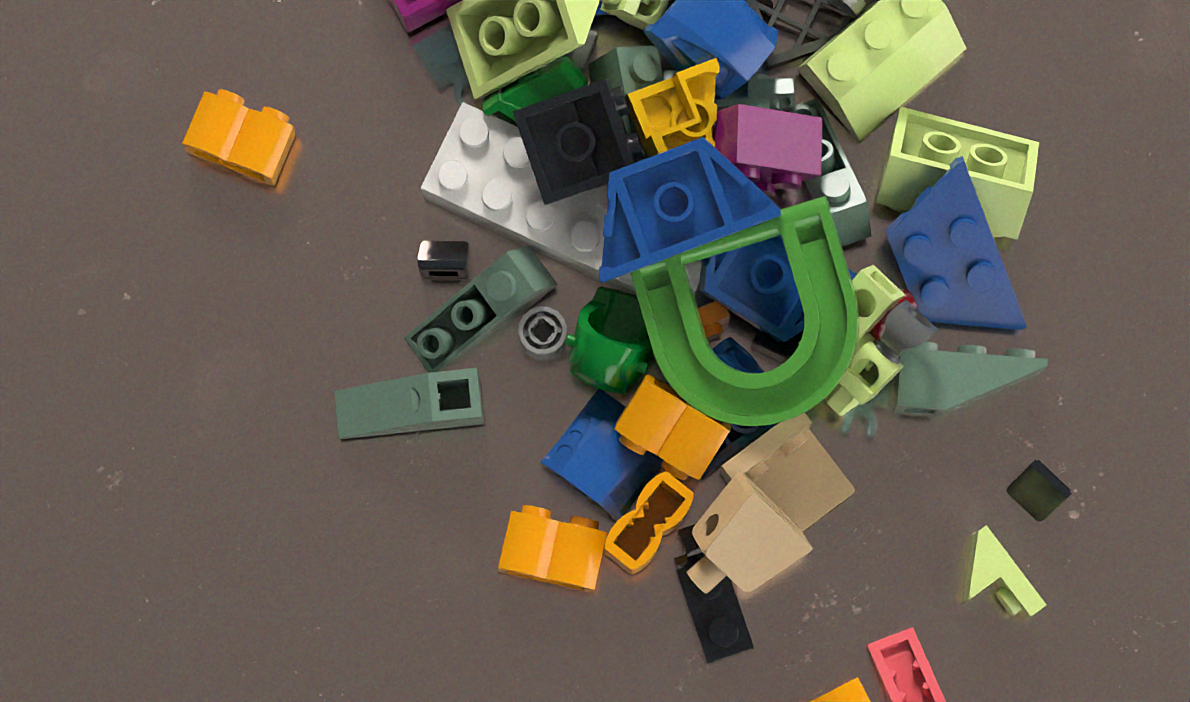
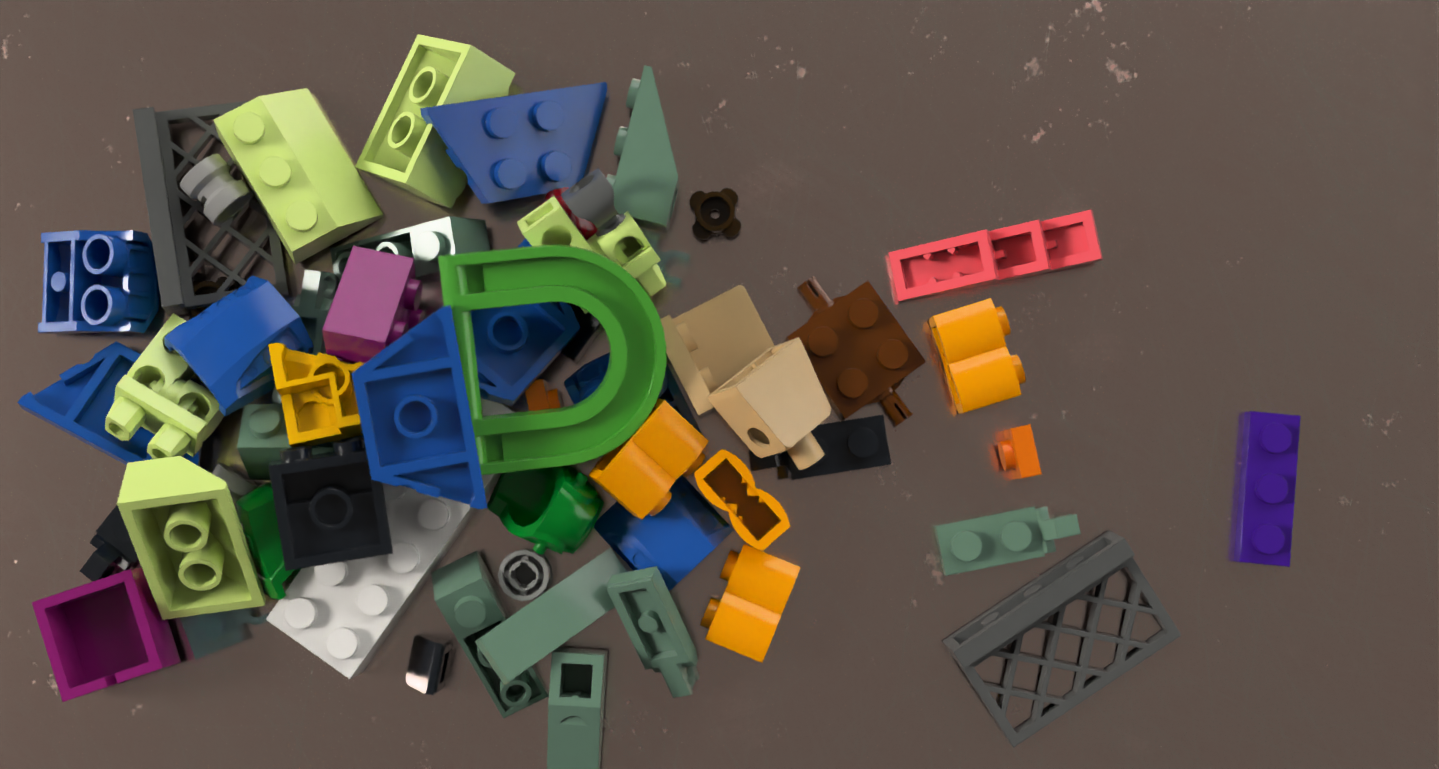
camera: 80 degrees left, 5 degrees up
(510, 368) = (551, 618): none -> sand green slope
(513, 462) = (655, 627): none -> sand green hinge
(811, 612) = (857, 350): none -> reddish brown plate
(926, 441) = (722, 201): none -> dark brown plate
(992, 563) = (841, 164): yellowish green slope -> none
(1038, 490) = (773, 101): black slope -> none

